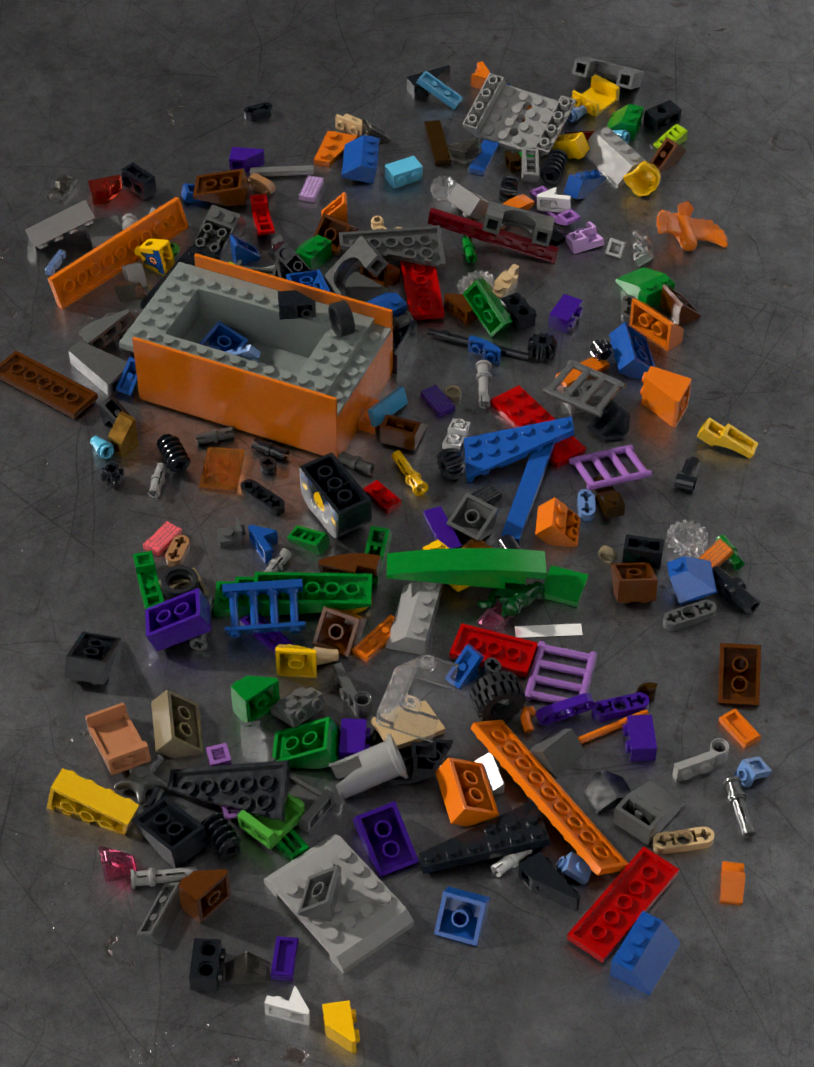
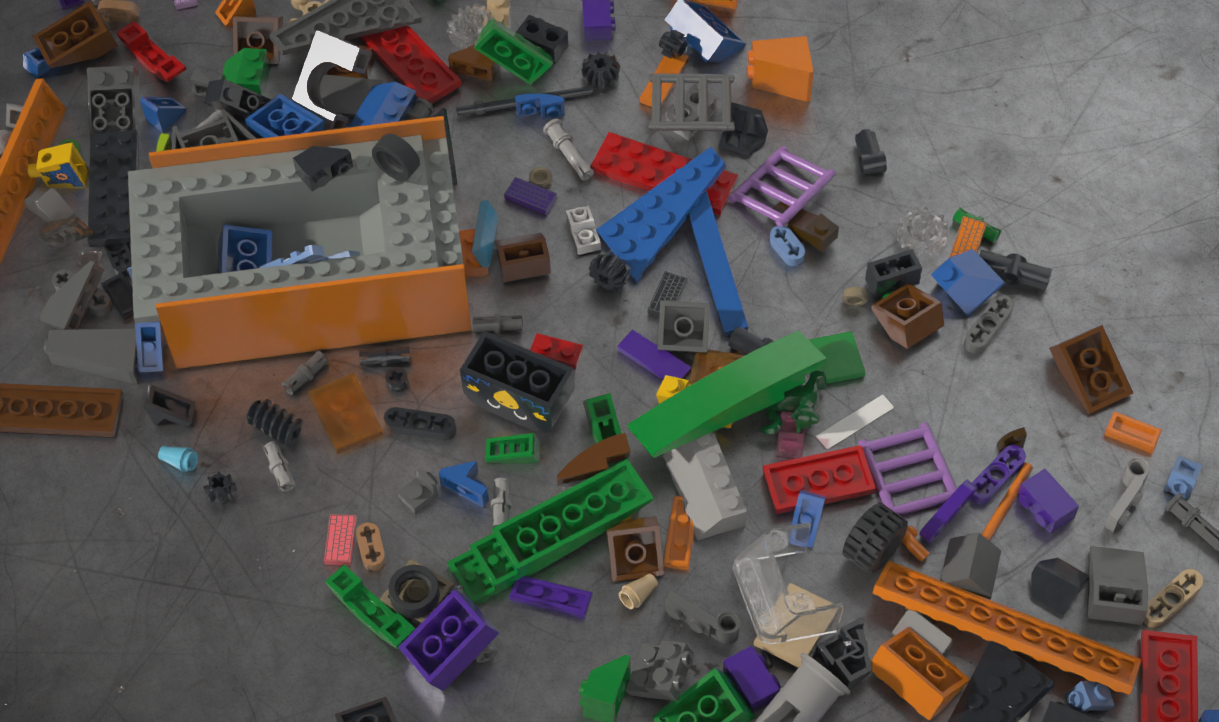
camera: 30 degrees left, 10 degrees up
(124, 434) = (199, 428): pearl gold slope -> none
(272, 589) = (515, 558): blue fence -> none
(296, 661) = (616, 614): yellow slope -> none
(413, 477) = (575, 309): yellow pin -> none
(490, 666) = (836, 510): black bush -> none
(557, 524) = (776, 286): orange slope -> none
(728, 437) = (878, 86): yellow slope -> none

